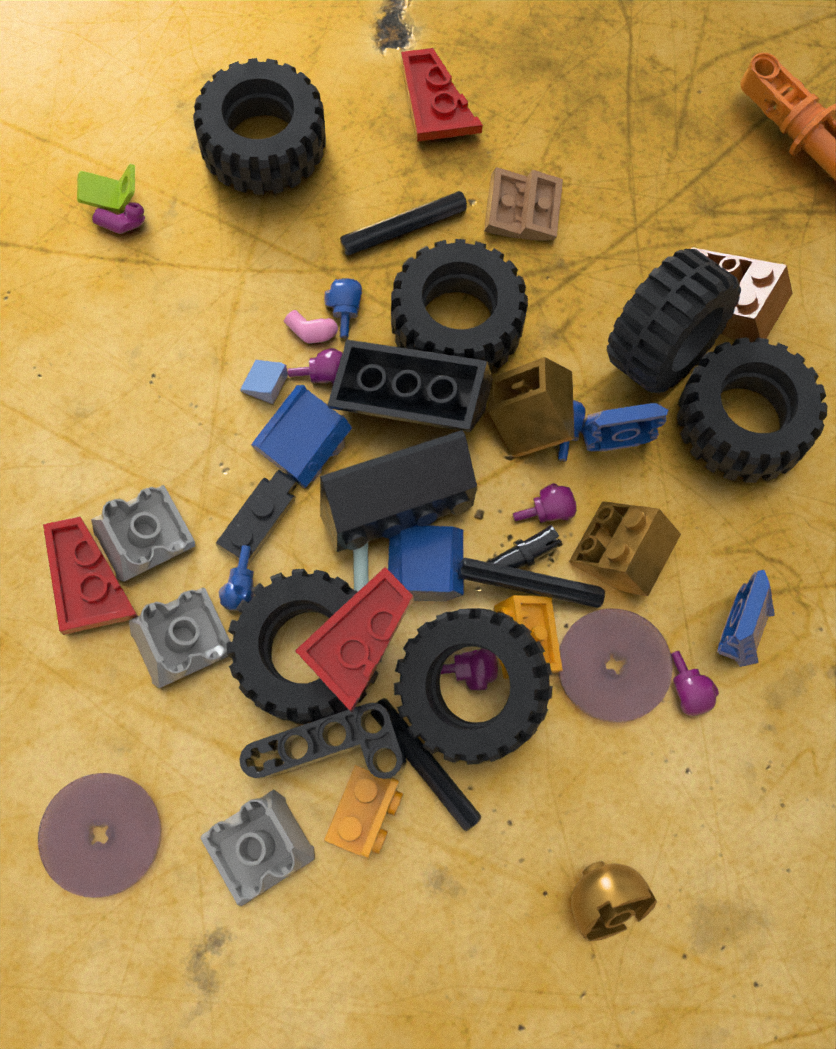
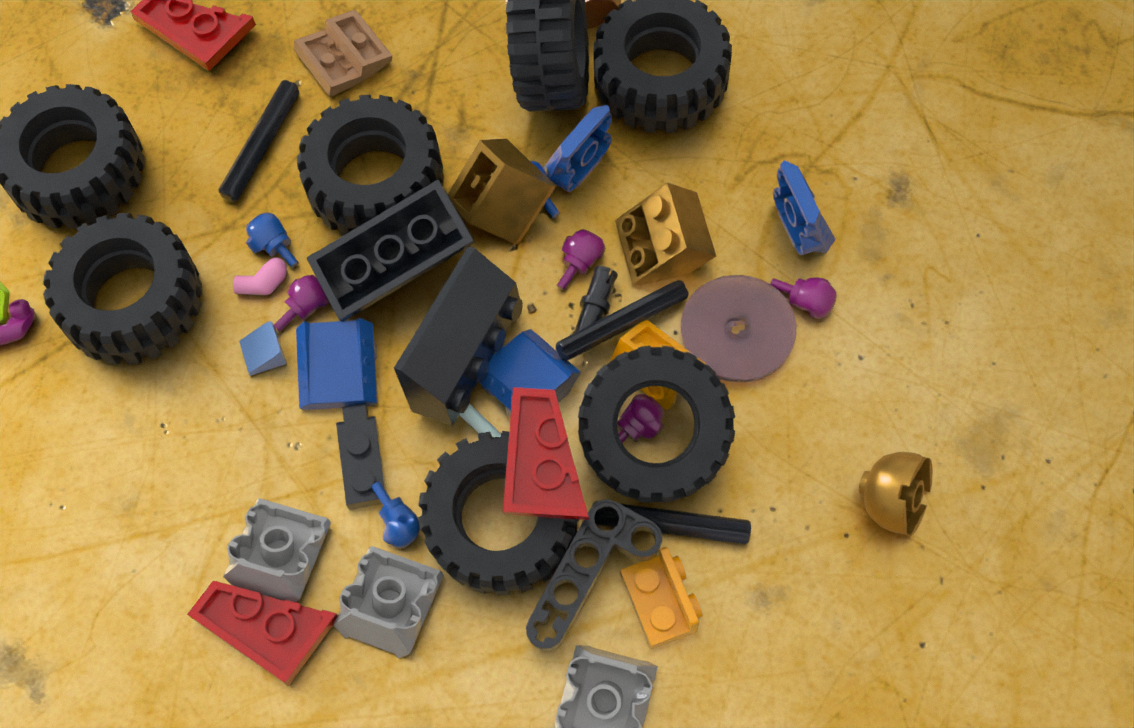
camera: 35 degrees left, 5 degrees down
(202, 217) = (99, 254): none -> black tyre

